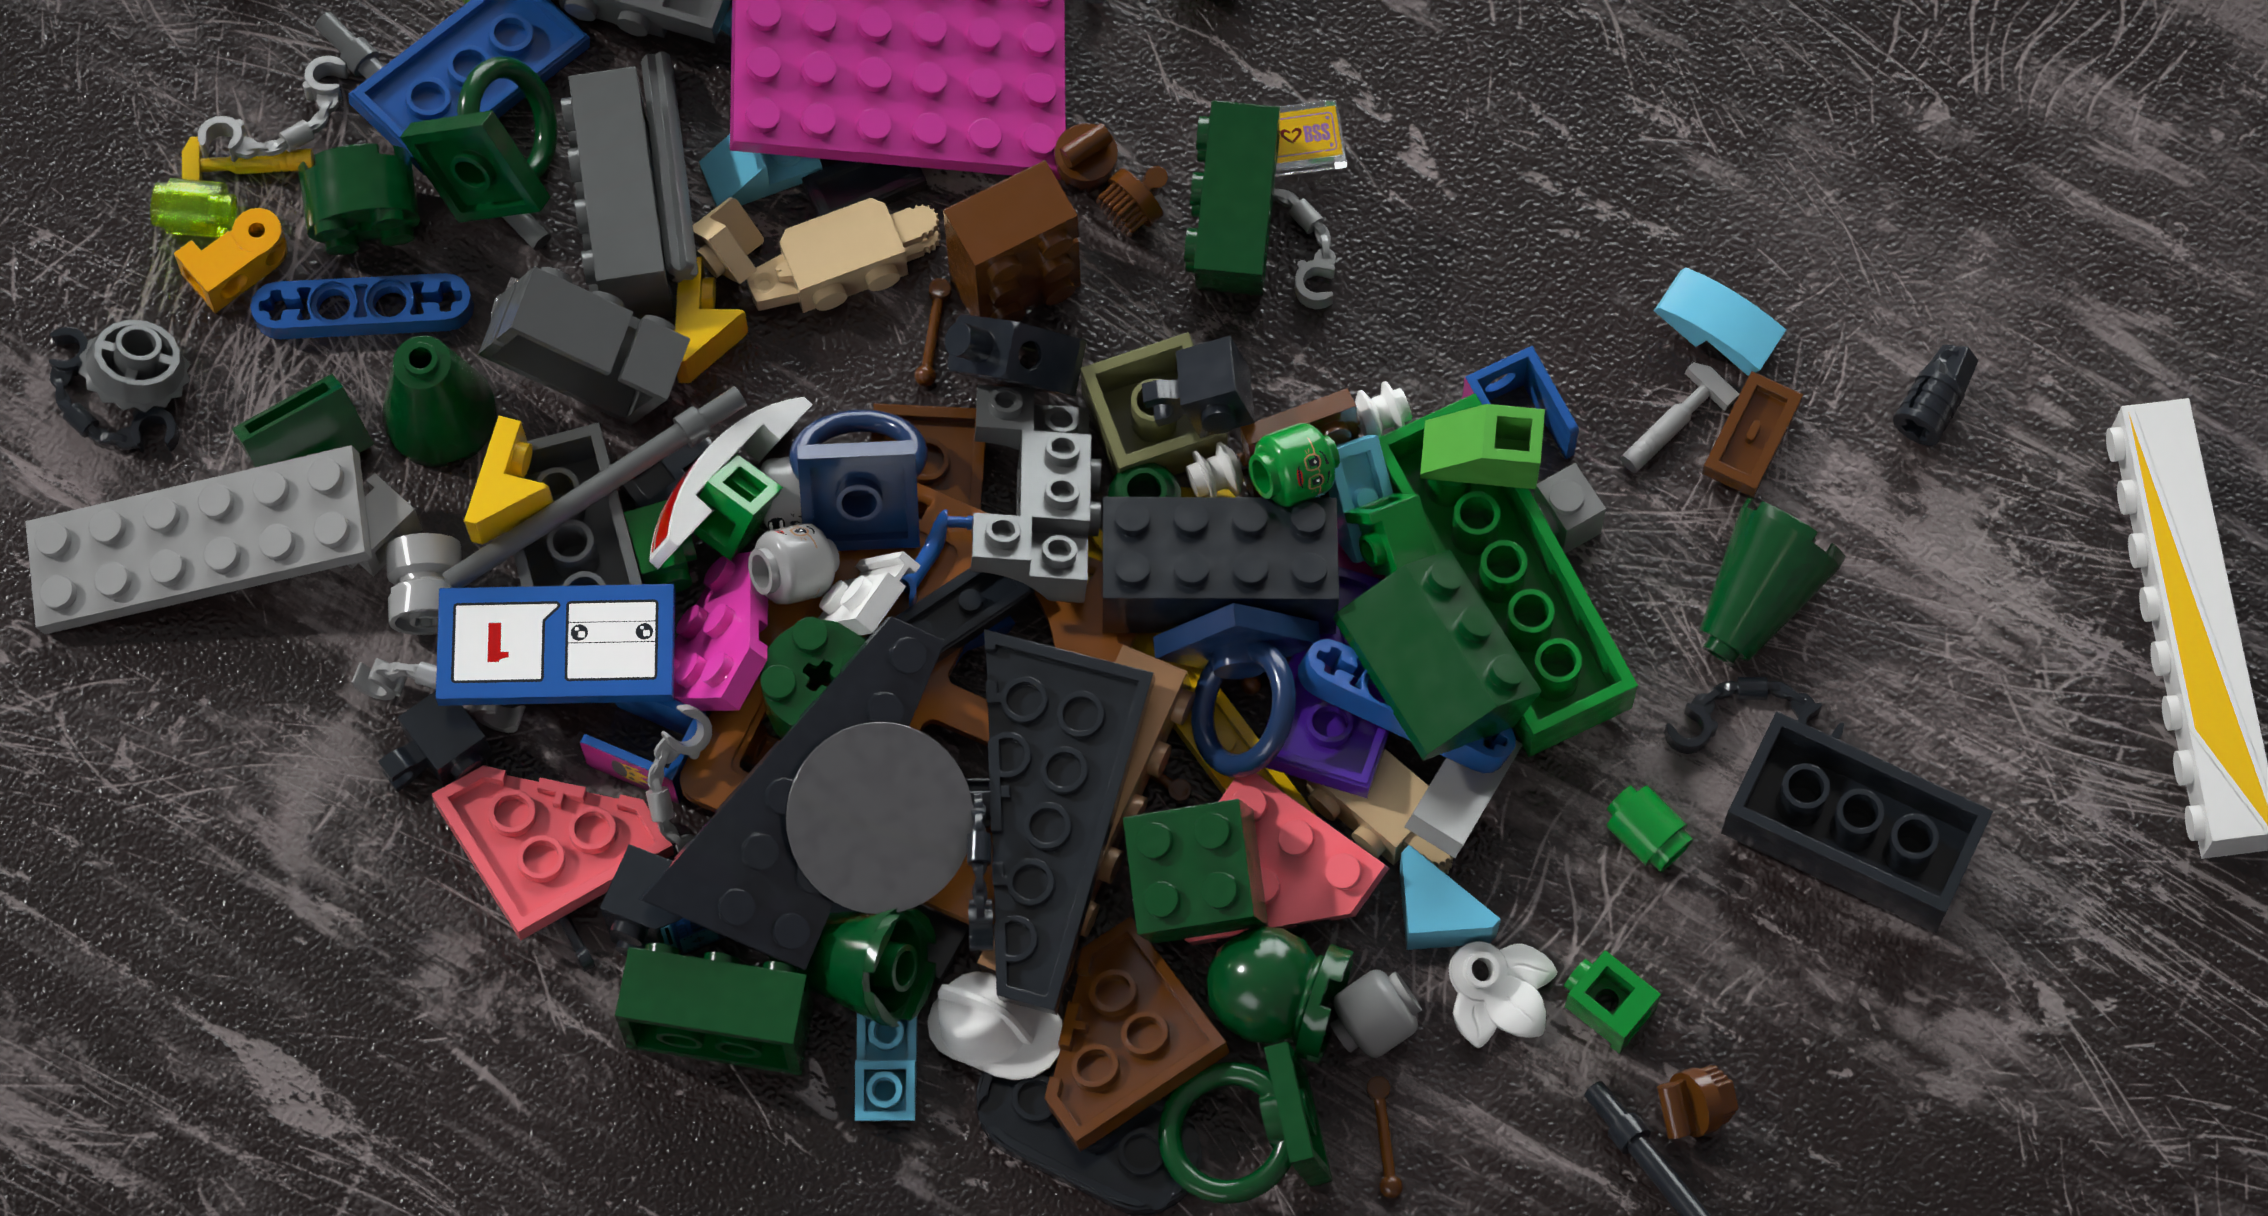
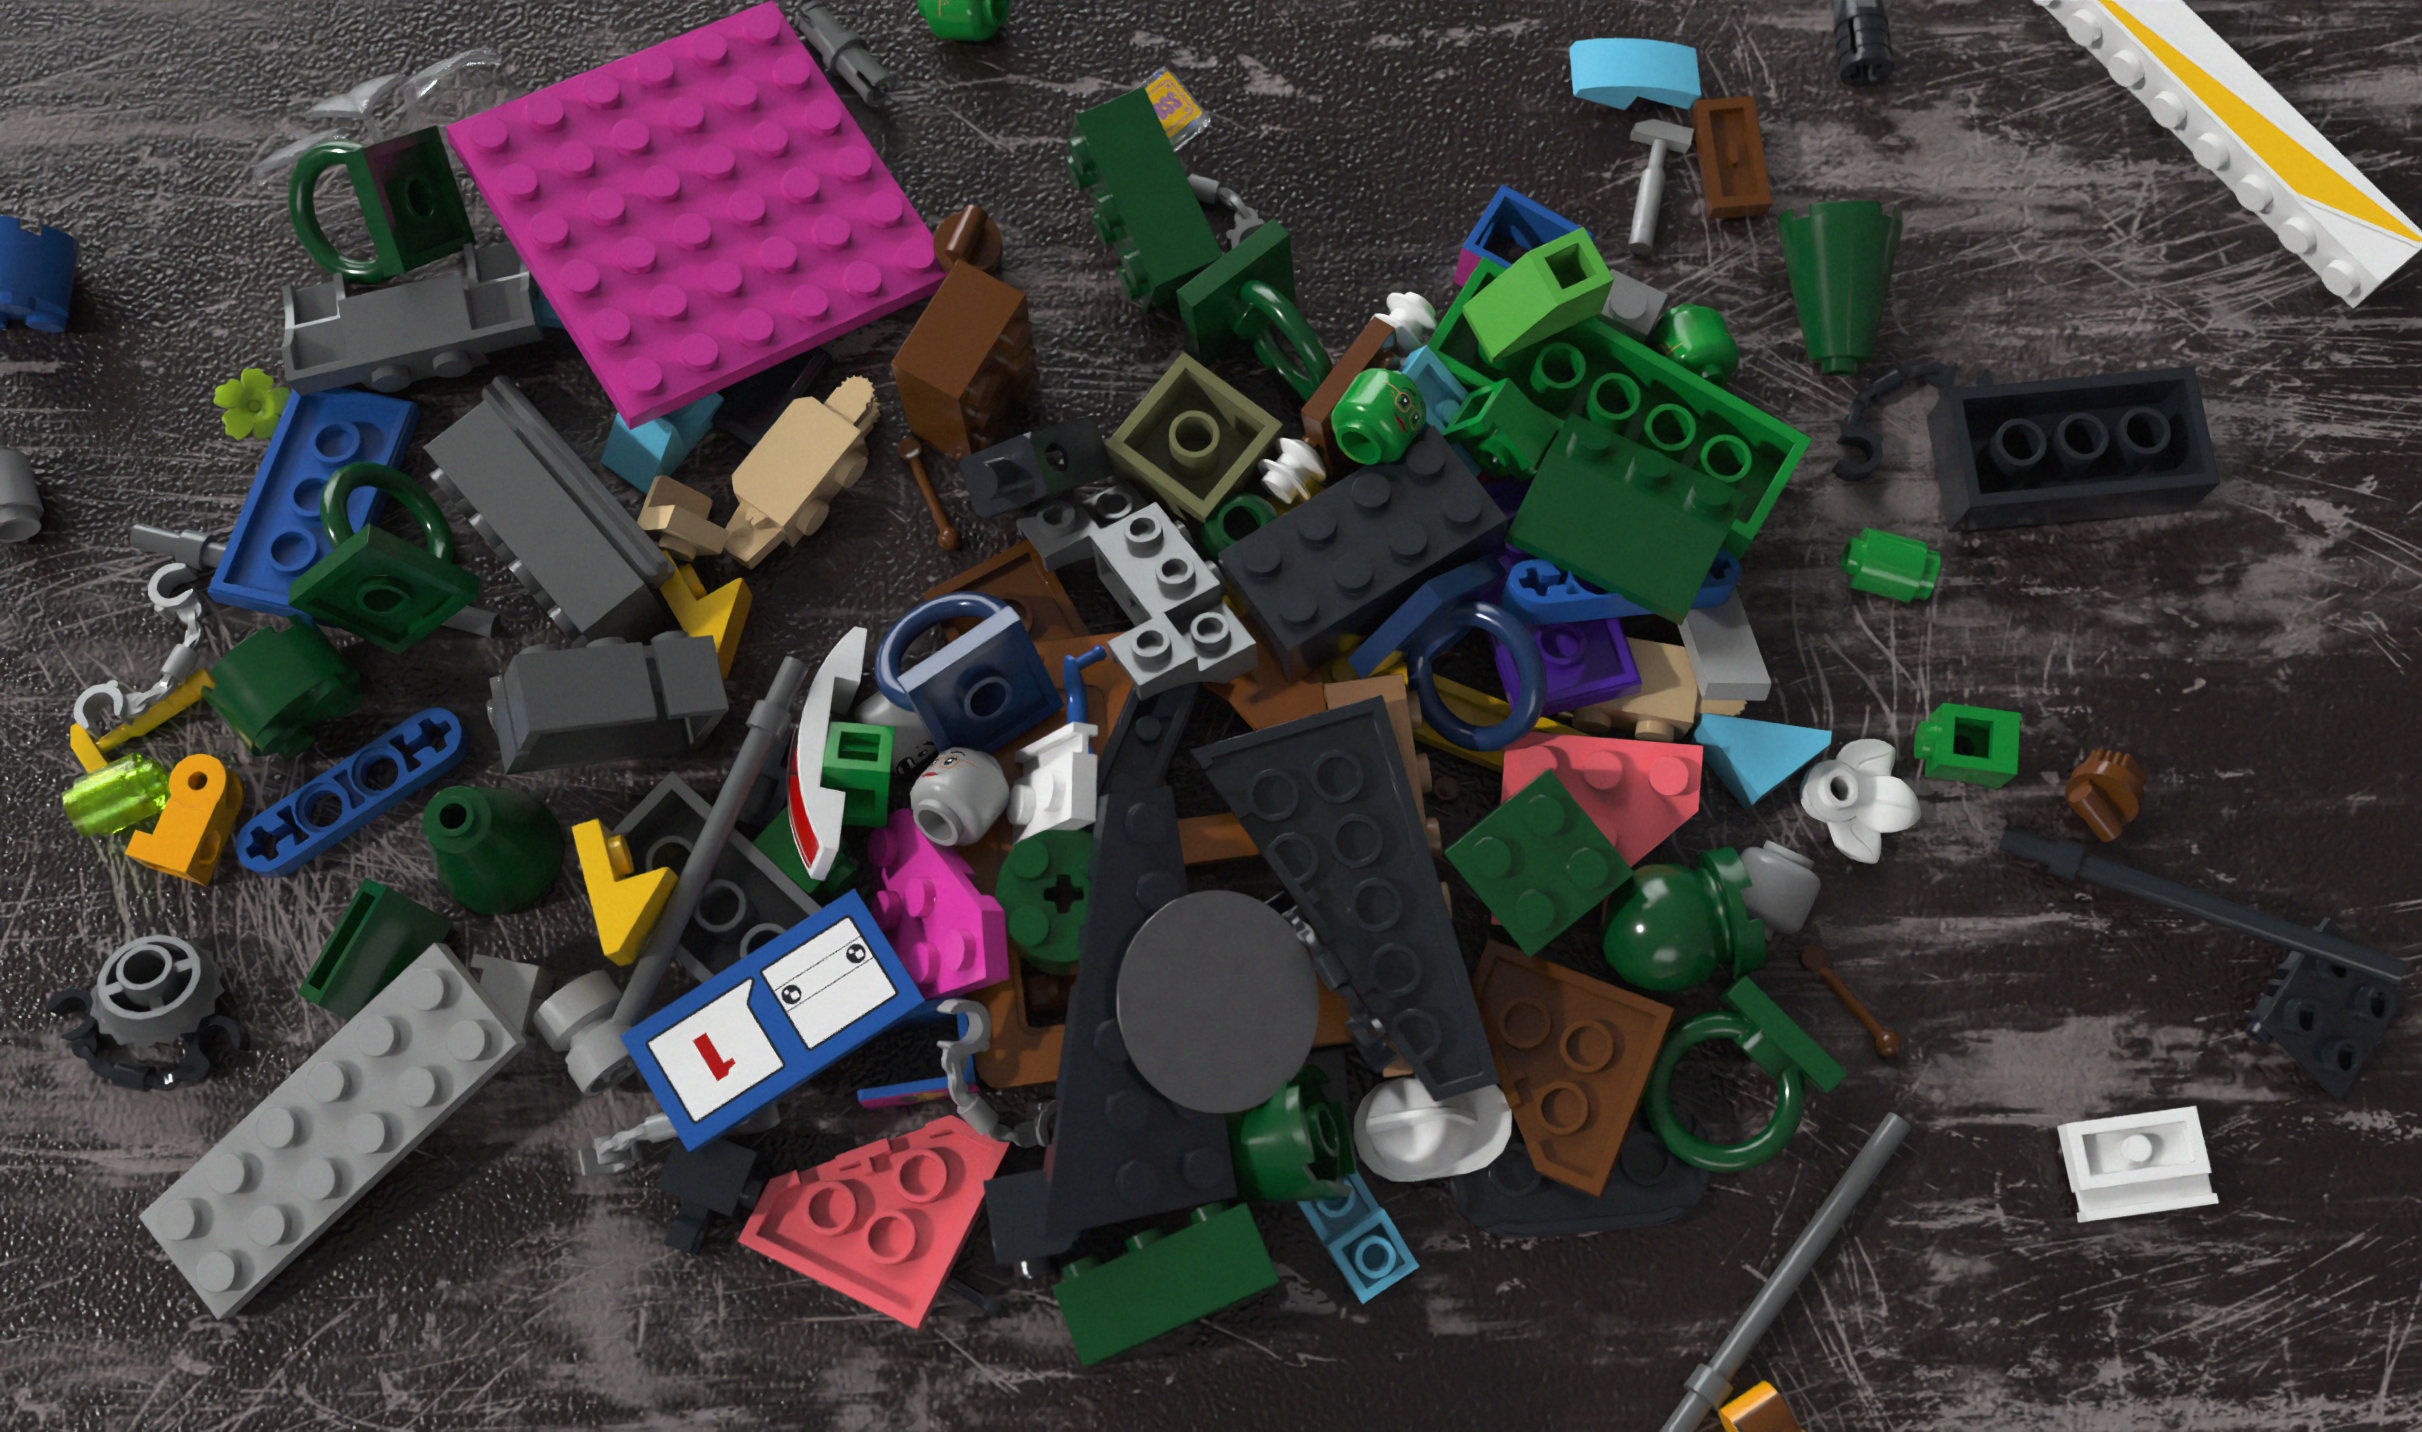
camera: 35 degrees left, 5 degrees up
(1131, 201) = (1038, 263): reddish brown piece -> none
(1209, 389) = (1249, 391): black brick -> none
(1268, 319) = (1238, 302): none -> dark green tile
(1611, 566) = (1698, 342): none -> green head

